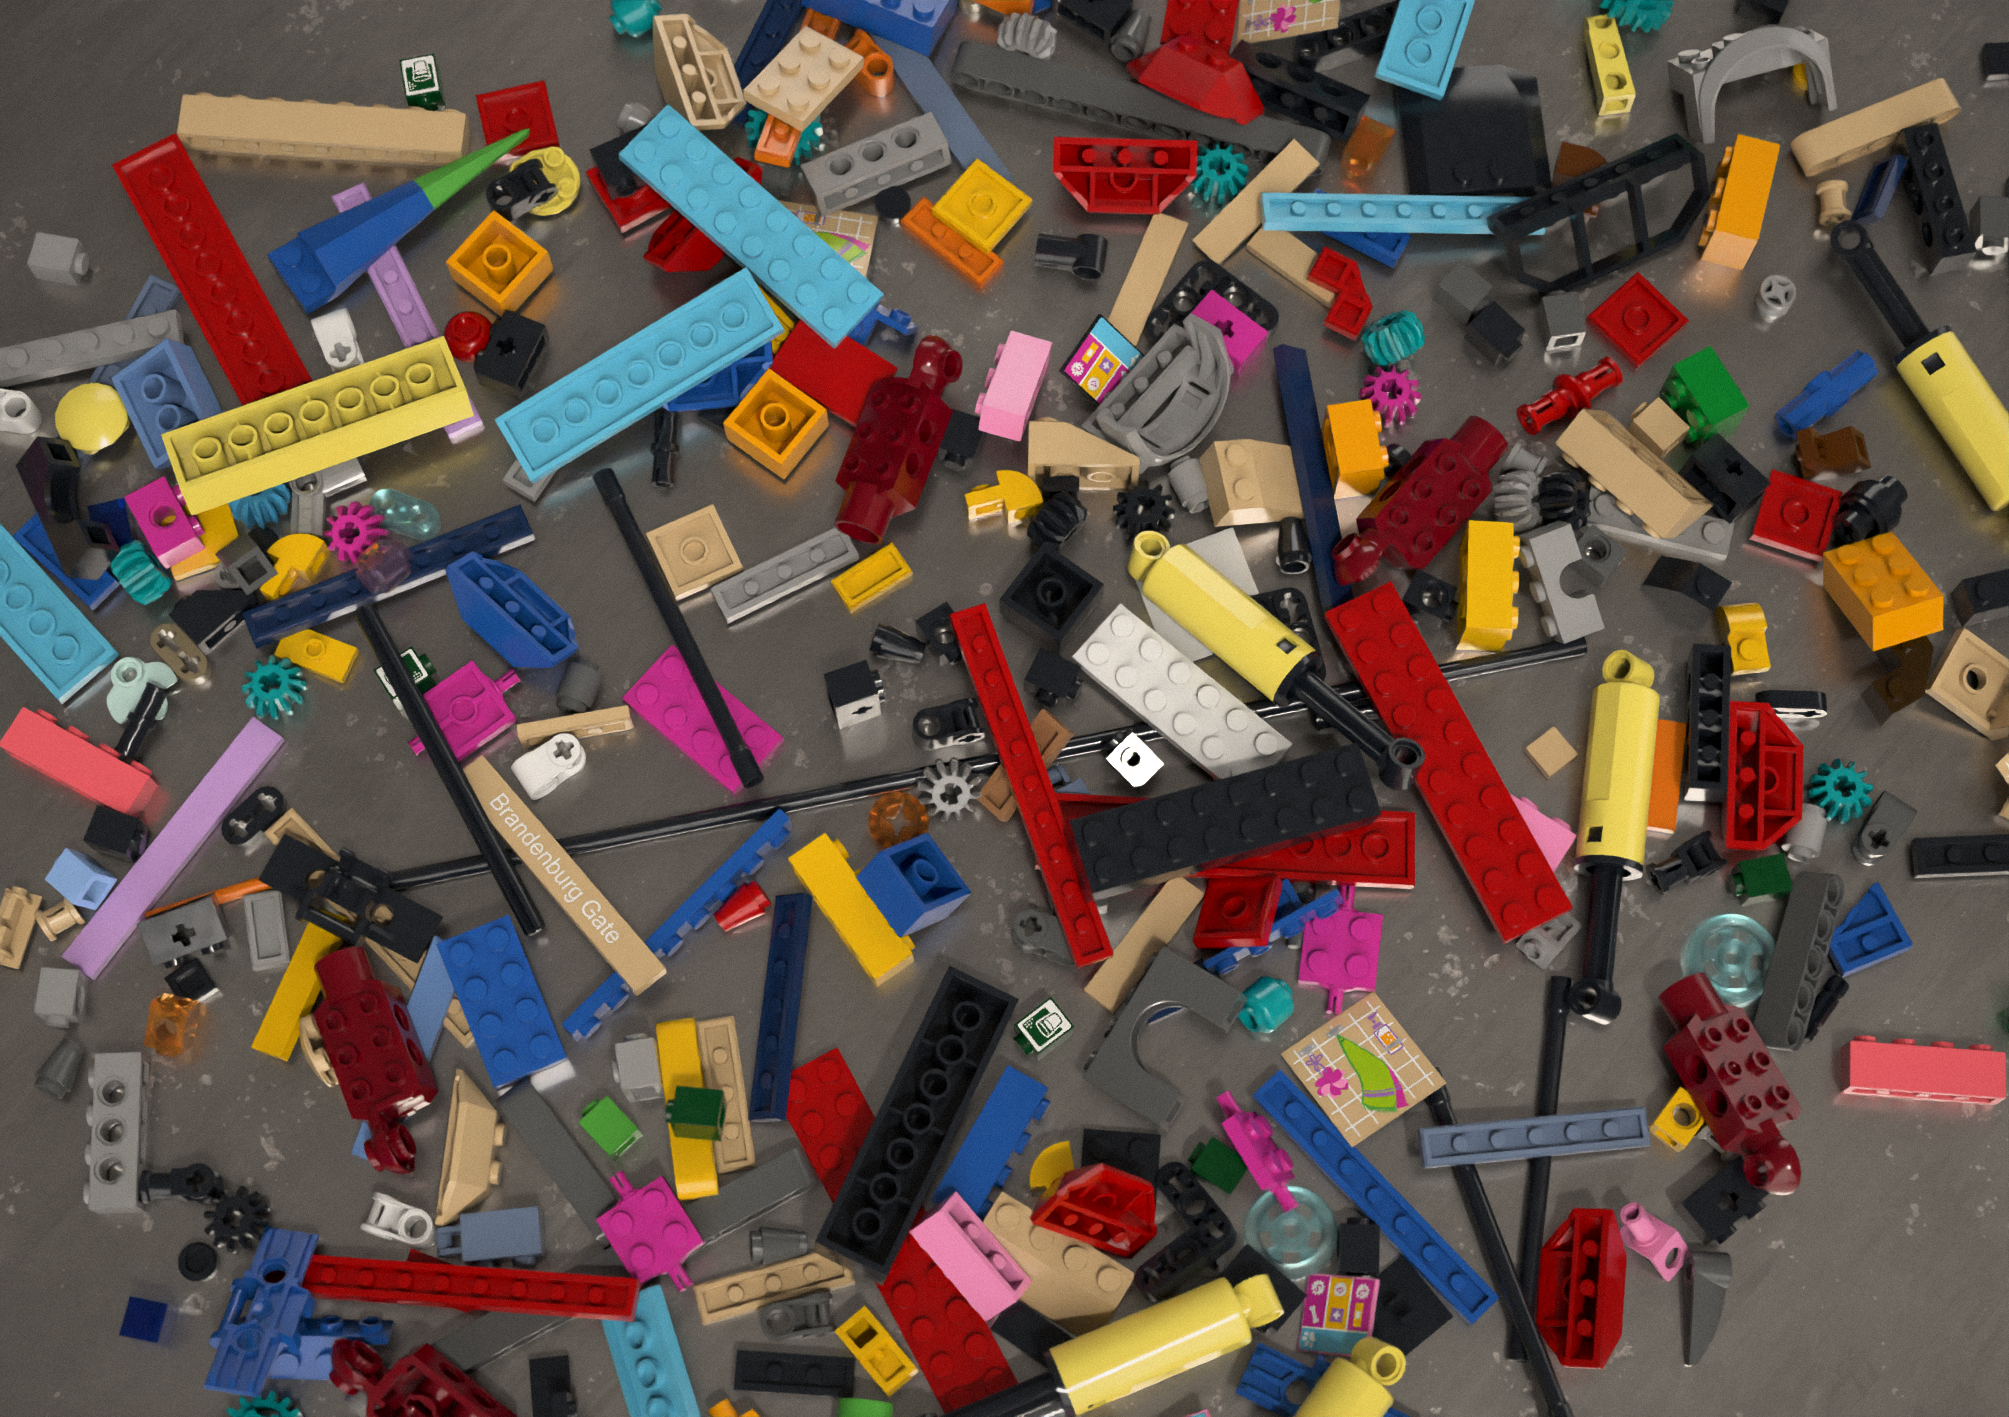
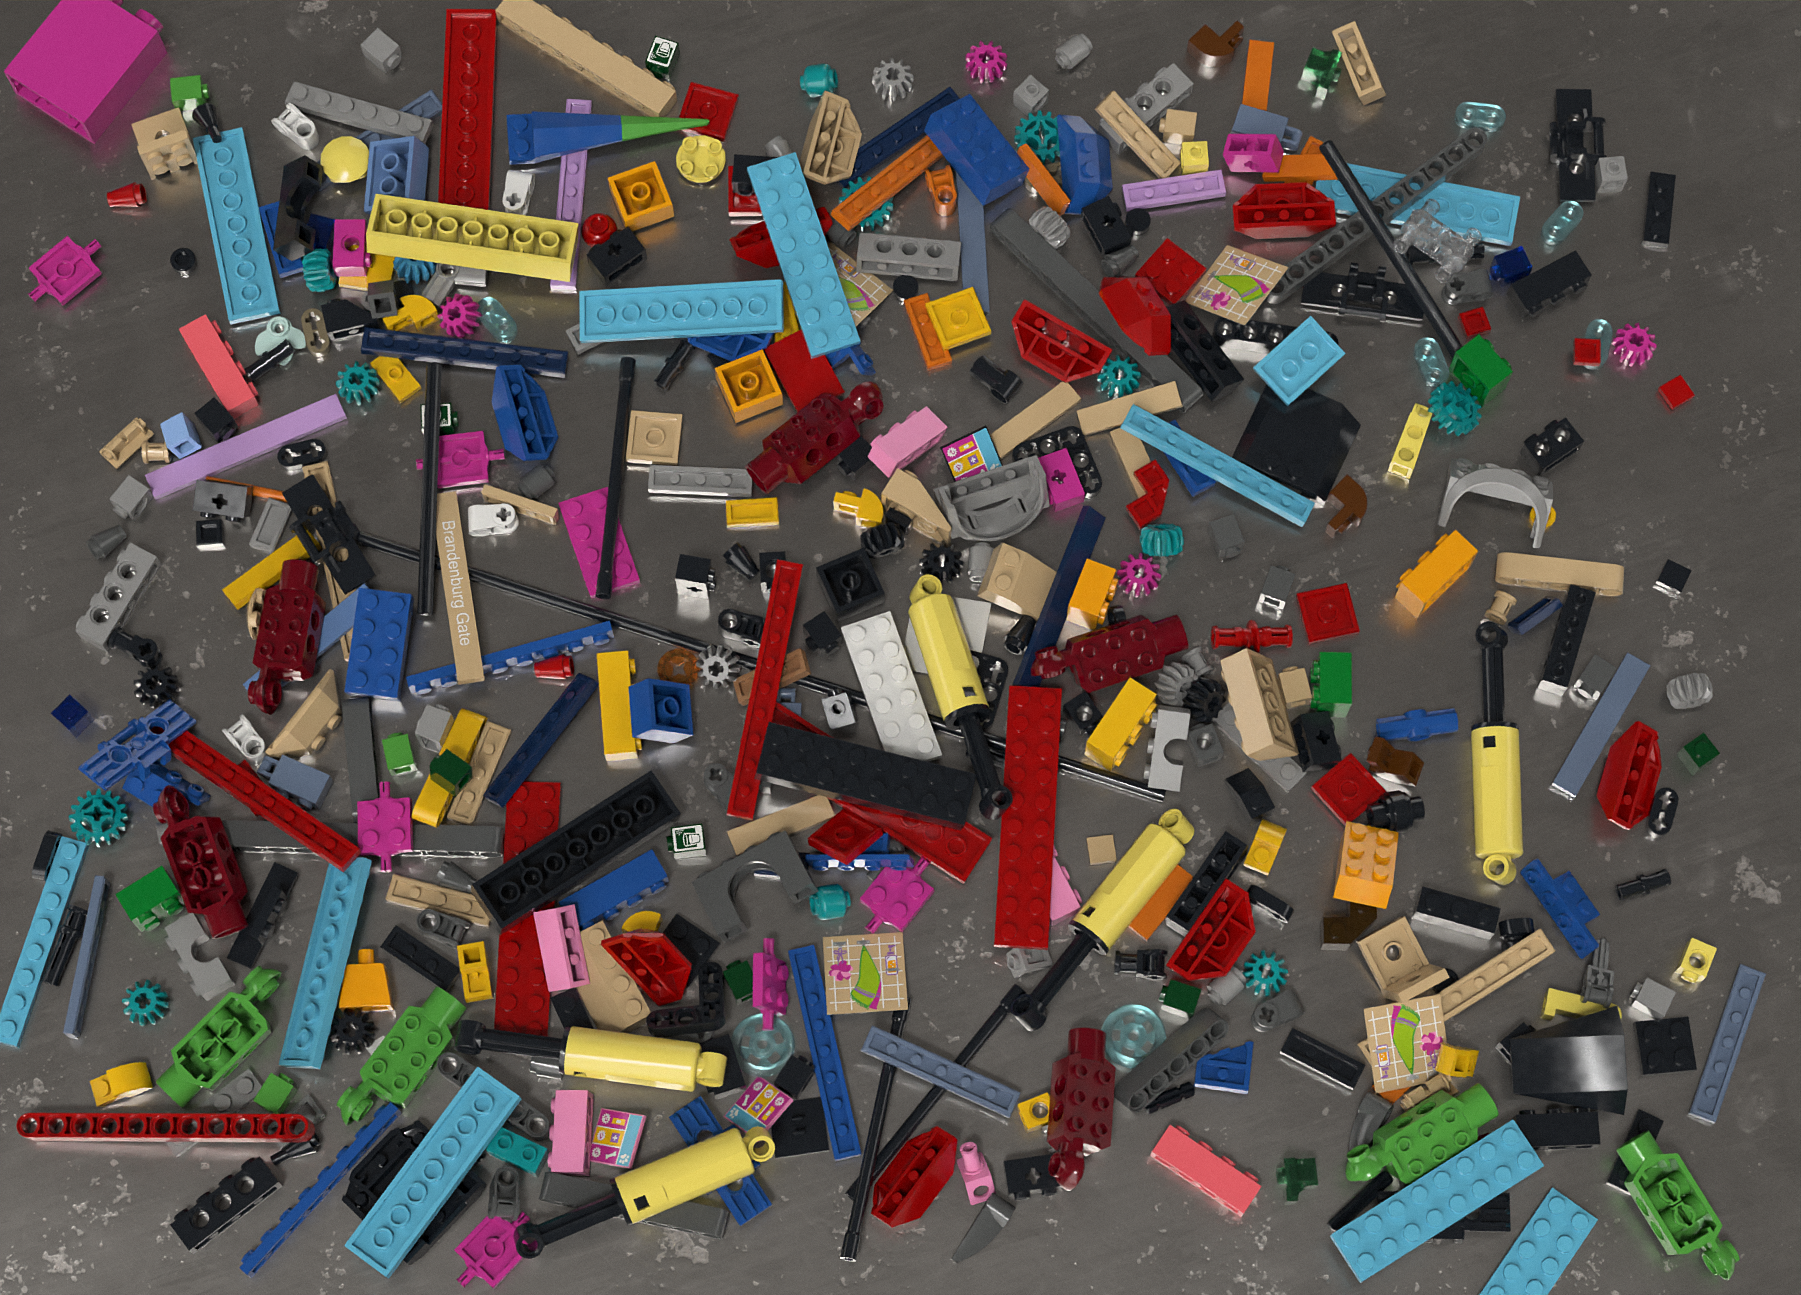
camera: 30 degrees right, 0 degrees up
(182, 1013) = (193, 547): clear orange brick -> none
(198, 1262) = (120, 698): black tile -> none
(383, 566) = (462, 345): clear purple head -> none
(522, 188) = (681, 157): black piece -> none
(803, 78) = (892, 179): tan plate -> none
(1367, 148) = (1223, 412): clear orange brick -> none
(1495, 334) = (1229, 573): black brick -> none
(1591, 188) = (1342, 514): black plate -> none
(1775, 287) = (1426, 640): light grey wheel -> none

